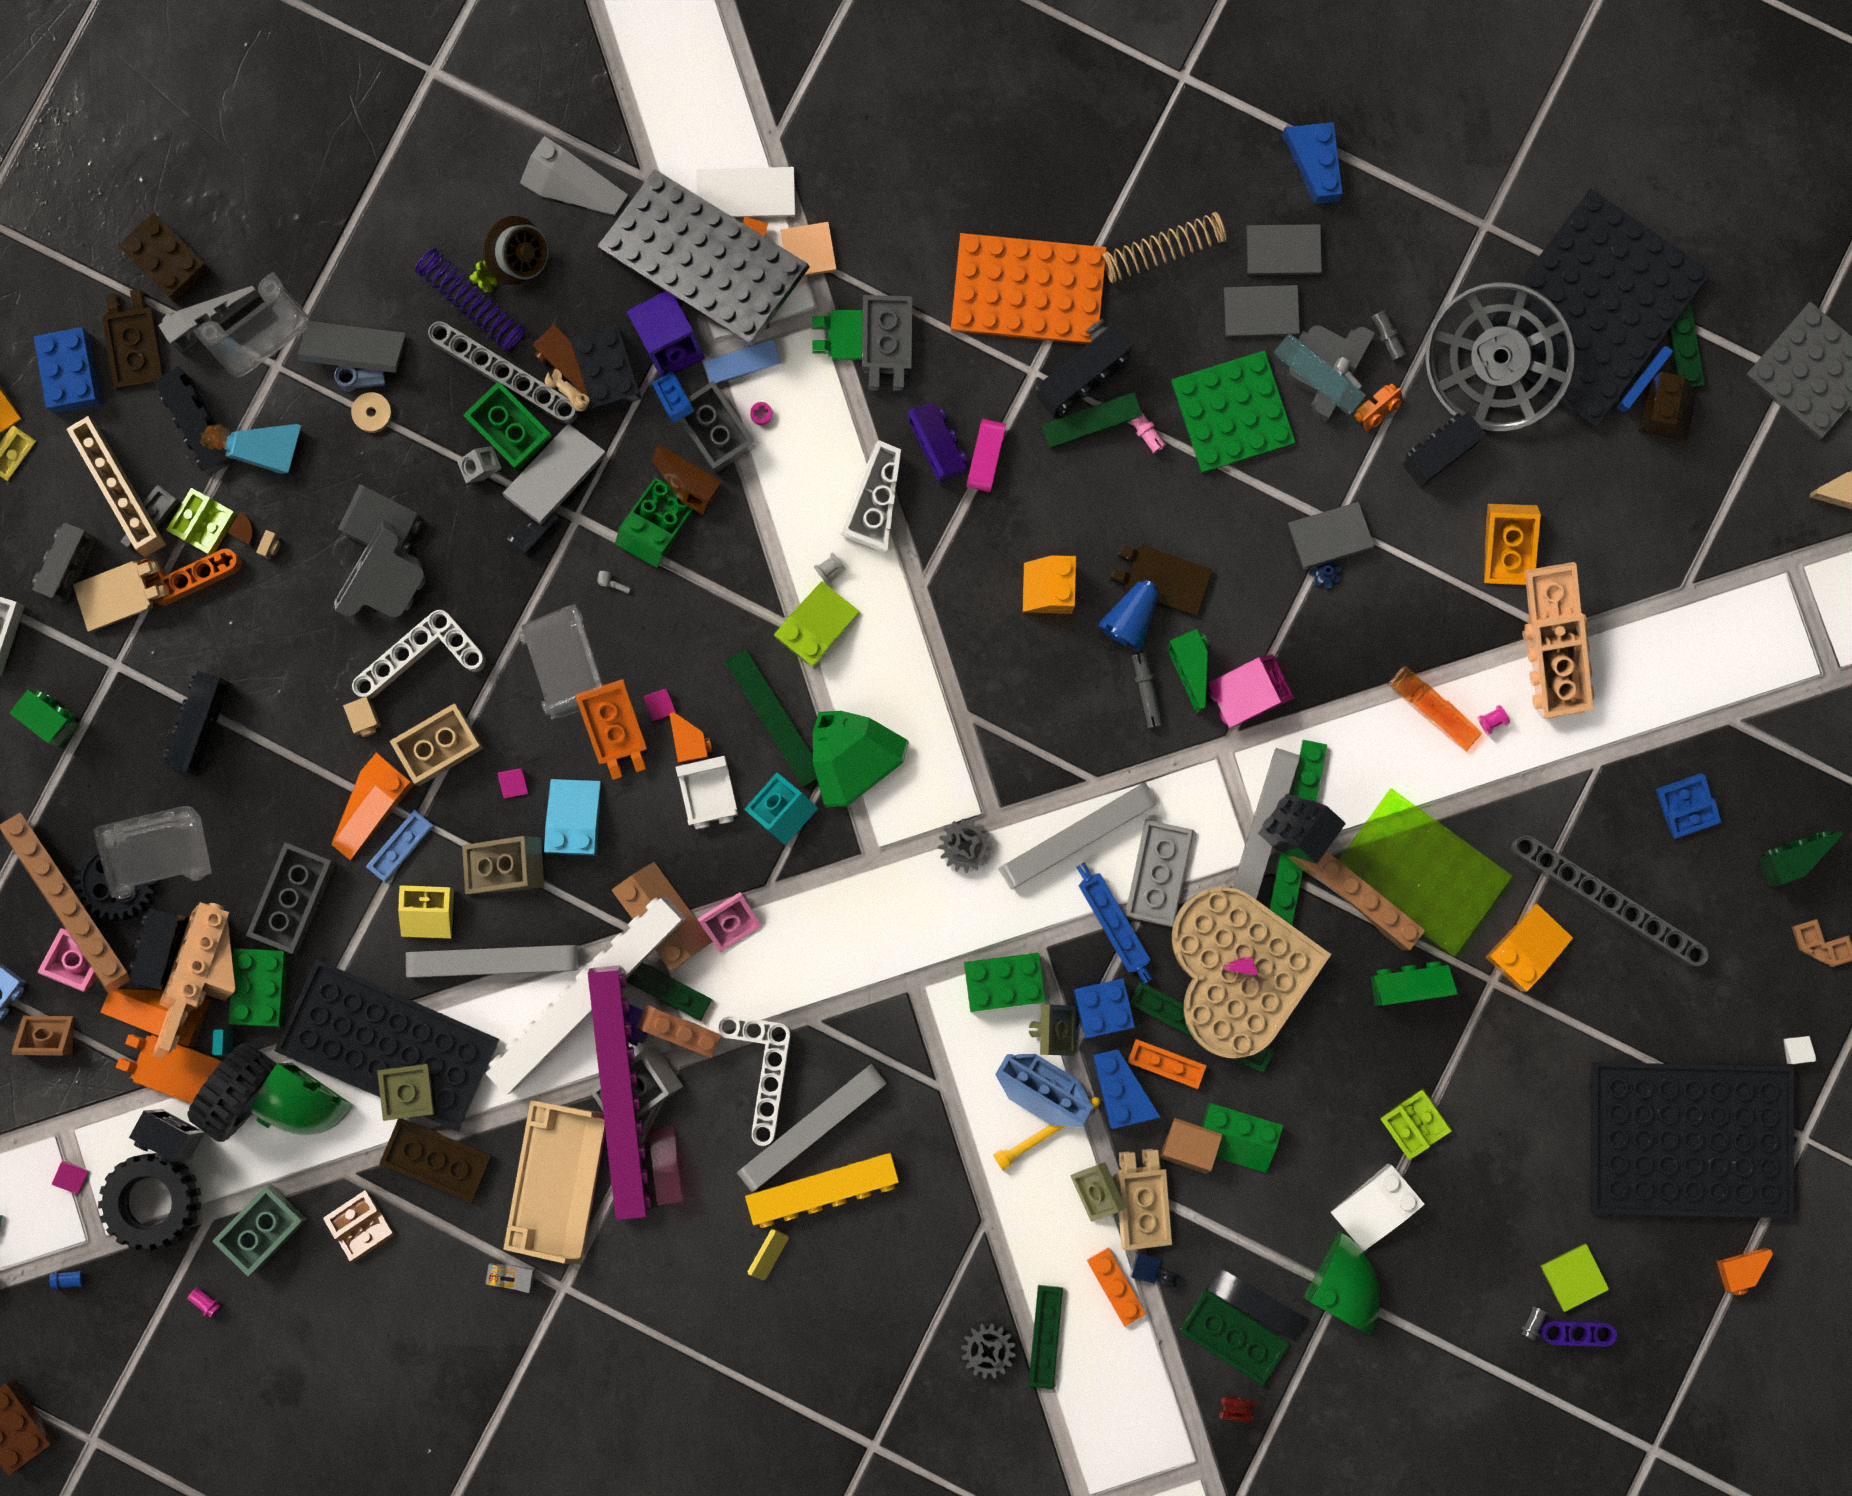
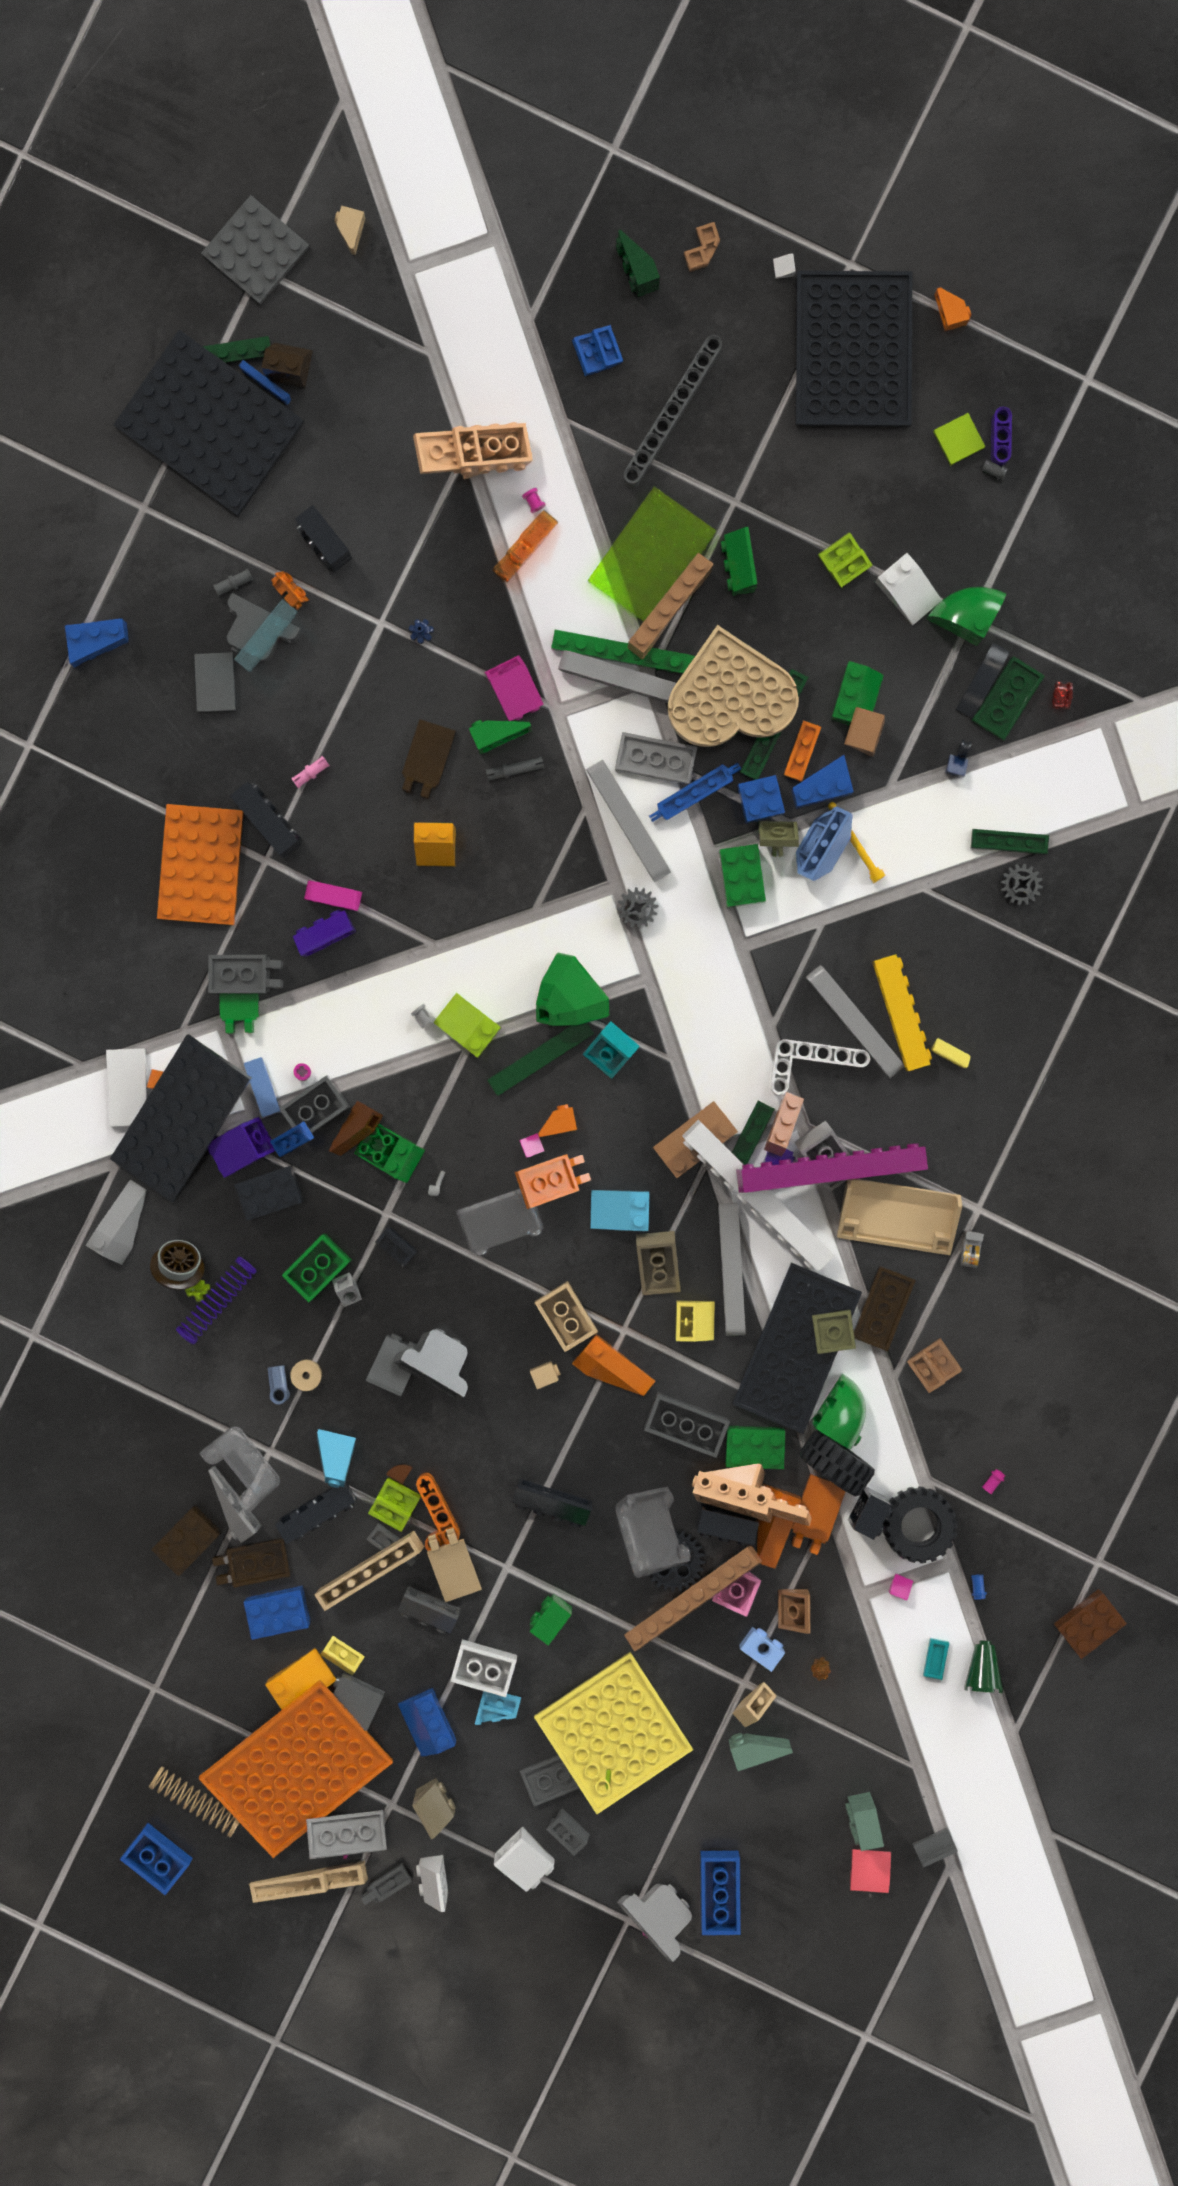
camera: 90 degrees left, 5 degrees up
(214, 437) = (329, 1494): clear orange plant -> none
(222, 1042) = (797, 1473): teal tile -> none
(259, 1230) = (939, 1440): sand green brick -> none
(269, 545) = (412, 1450): tan plate -> none
(352, 346) = (255, 1391): dark grey tile -> none
(400, 846) = (644, 1343): medium blue tile -> none
(417, 651) = (493, 1334): white beam -> none
(496, 363) = (267, 1280): light grey beam -> none
(513, 783) = (594, 1257): dark pink slope -> none
(554, 474) = (353, 1231): light grey tile -> none
(559, 353) = (257, 1229): reddish brown slope -> none
(578, 400) = (296, 1212): tan arm -> none
(666, 1165) = (885, 1132): clear pink slope -> none
(707, 792) = (599, 1107): white panel -> none
(730, 922) = (699, 1087): bright pink slope -> none
(812, 245) = (168, 1035): light nougat tile -> none
(872, 505) = (370, 982): white wedge -> none
(1092, 420) = (304, 813): dark green tile -> none
(1096, 329) = (233, 809): dark grey bush -> none
(1098, 1191) = (900, 801): olive tile -> none
(1116, 1287) = (971, 788): orange plate -> none
(1132, 615) = (457, 780): blue cone -> none
(1145, 1196) = (907, 768): tan tile -> none
(1220, 235) = (156, 714): tan piece -> none
(1232, 411) = (295, 704): green plate -> none
(1241, 965) = (728, 692): dark pink slope -> none
(1283, 249) = (166, 665): dark grey tile -> none
(1301, 828) = (622, 646): black brick -> none
(1330, 535) = (391, 627): dark grey tile -> none
(1342, 366) = (260, 617): light grey hand -> none
(1484, 359) = (262, 494): dark grey dish -> none
(1510, 542) = (395, 486): light orange slope -> none
(1529, 948) = (709, 473): light orange slope -> none

